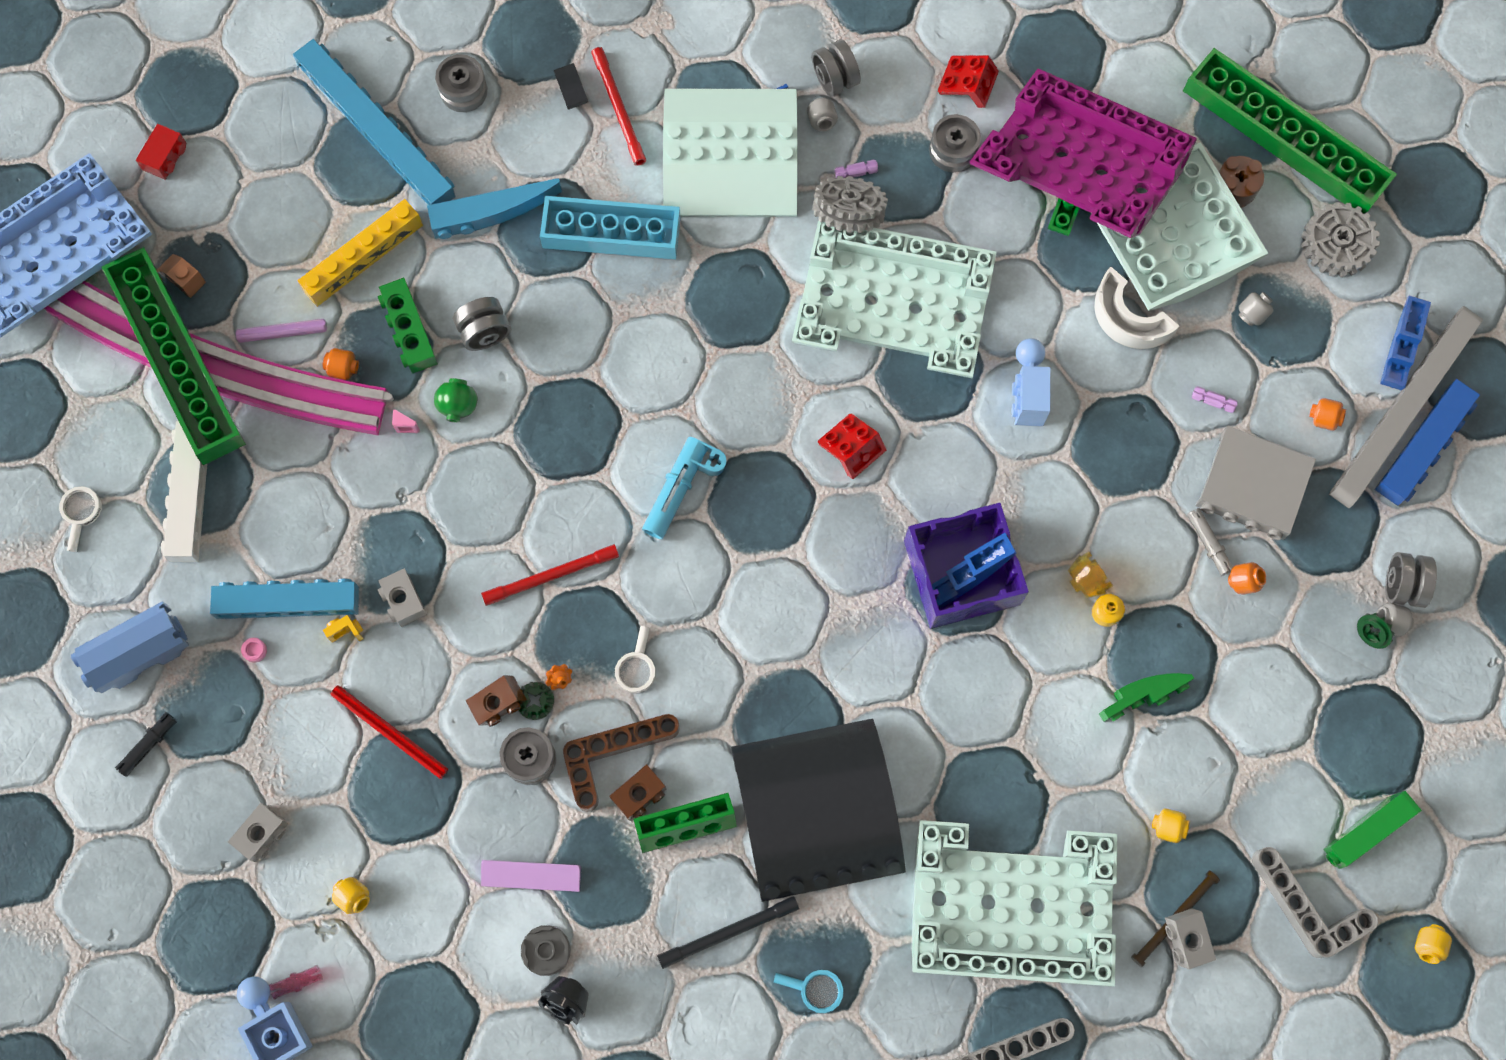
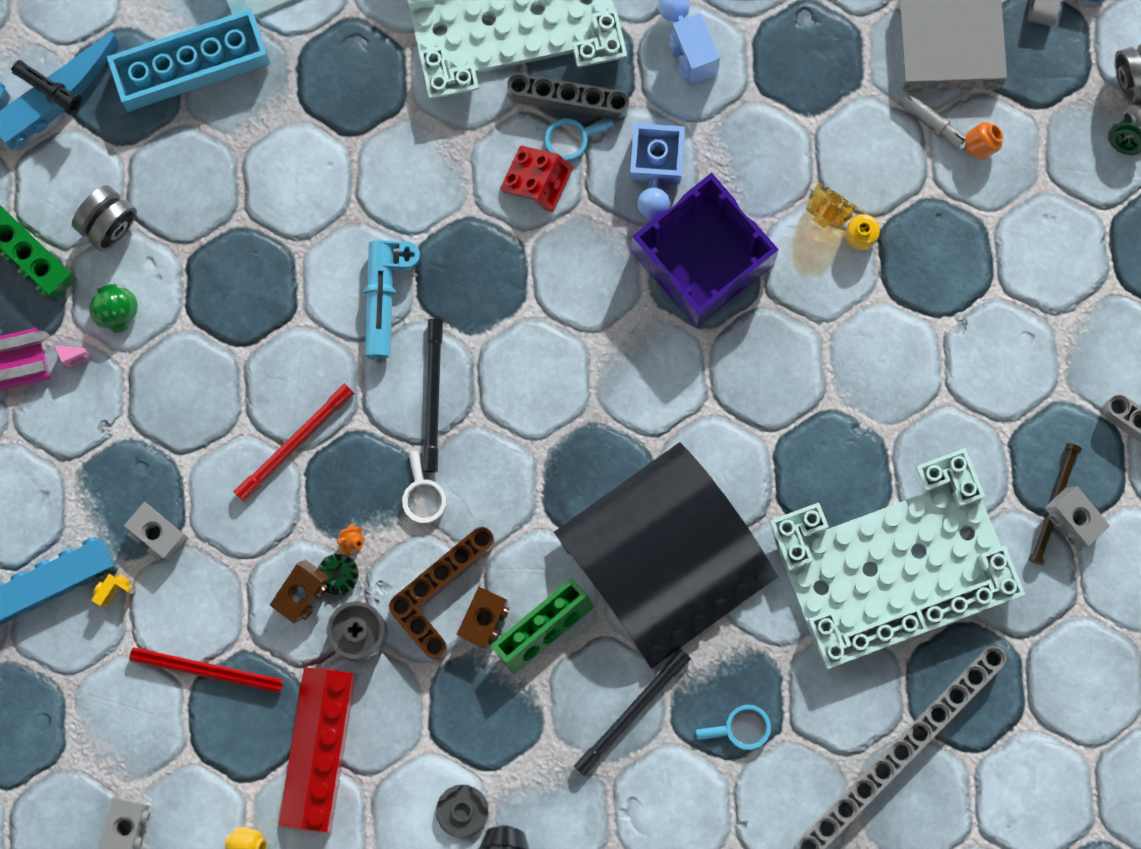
camera: 20 degrees left, 5 degrees up
(254, 650) = (29, 651): bright pink tile -> none
(448, 842) = (317, 749): none -> red slope
(490, 206) = (55, 92): none -> black pin
(530, 875) = (414, 746): lavender slope -> none
(660, 631) = (434, 341): none -> black piece
(895, 425) = (570, 138): none -> piece
(903, 380) = (559, 88): none -> dark grey beam
(956, 482) = (656, 170): none -> light blue brick
(974, 570) = (715, 250): blue slope -> none
(1152, 689) = (938, 292): green slope -> none
(1171, 825) = (1013, 416): yellow head -> none

